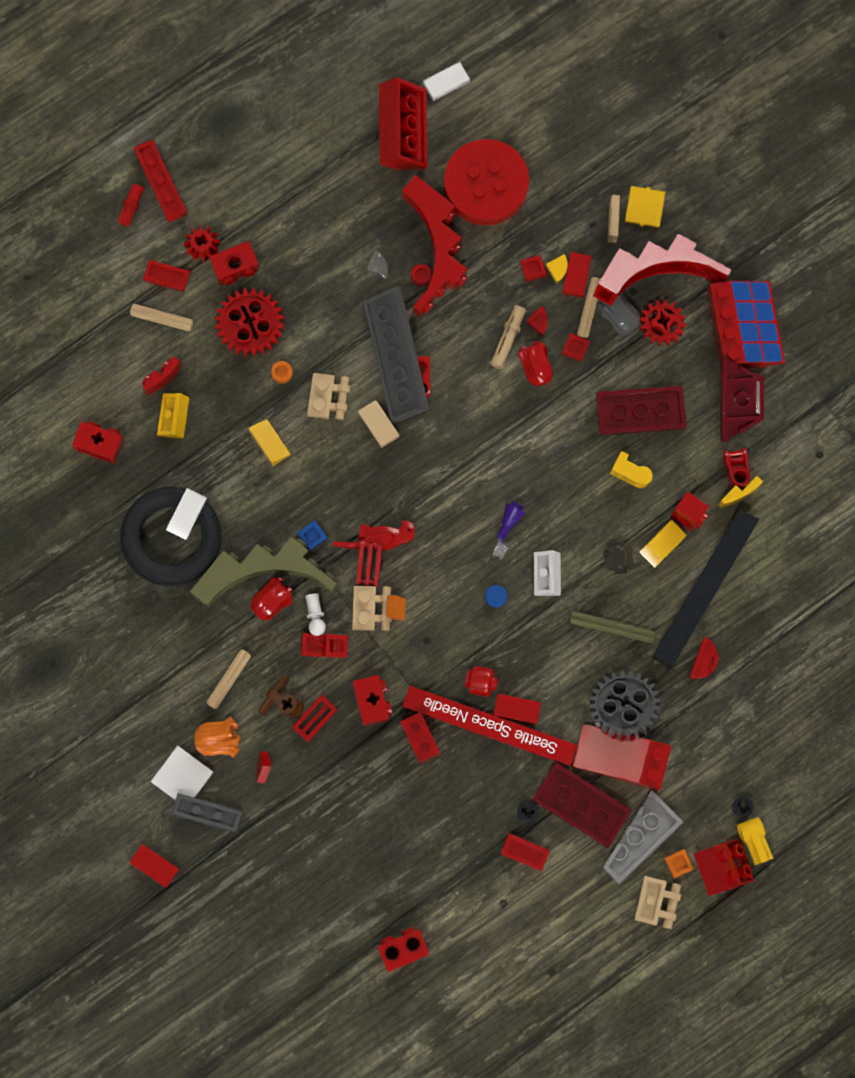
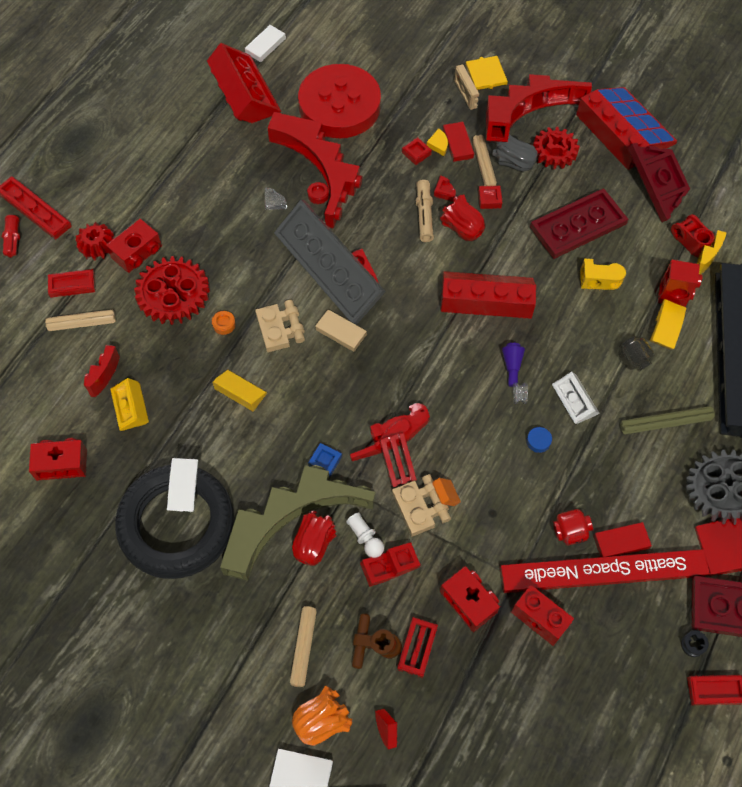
camera: 20 degrees left, 15 degrees down
(522, 444) = (488, 295): none -> red slope

